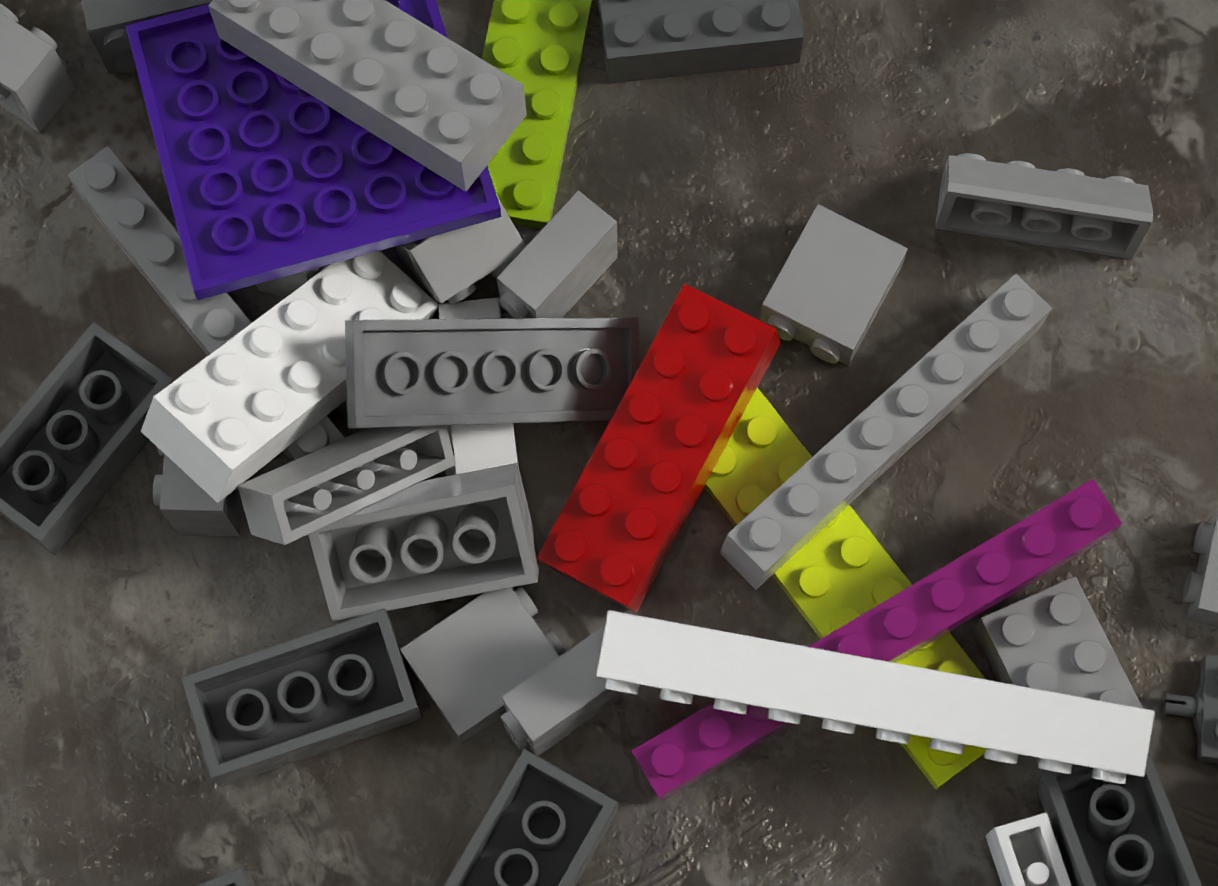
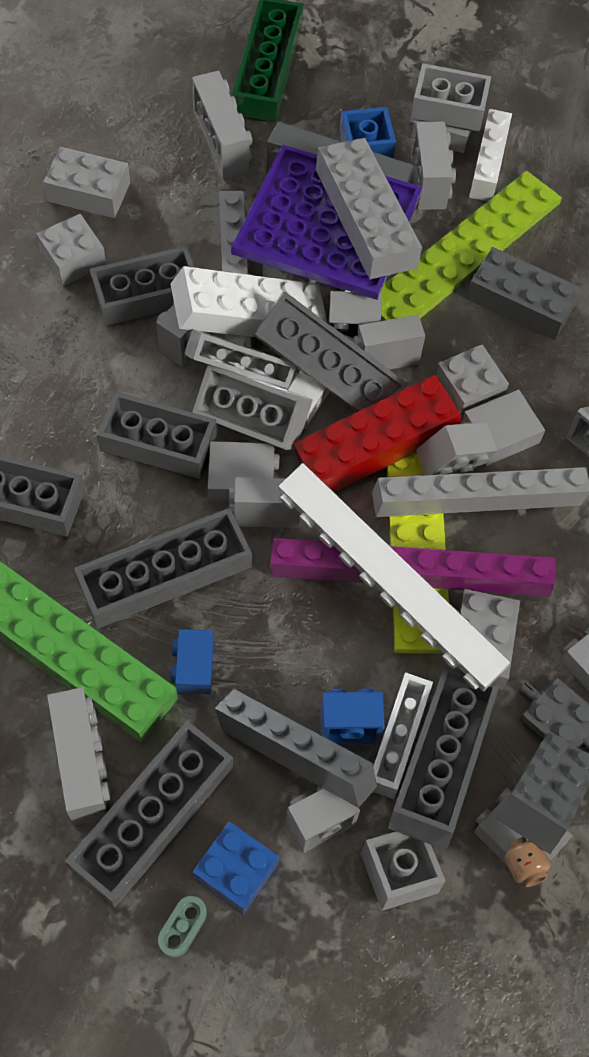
camera: 30 degrees right, 10 degrees down
(728, 237) = (471, 379): none -> light grey brick
(806, 389) = (457, 449): none -> light grey brick

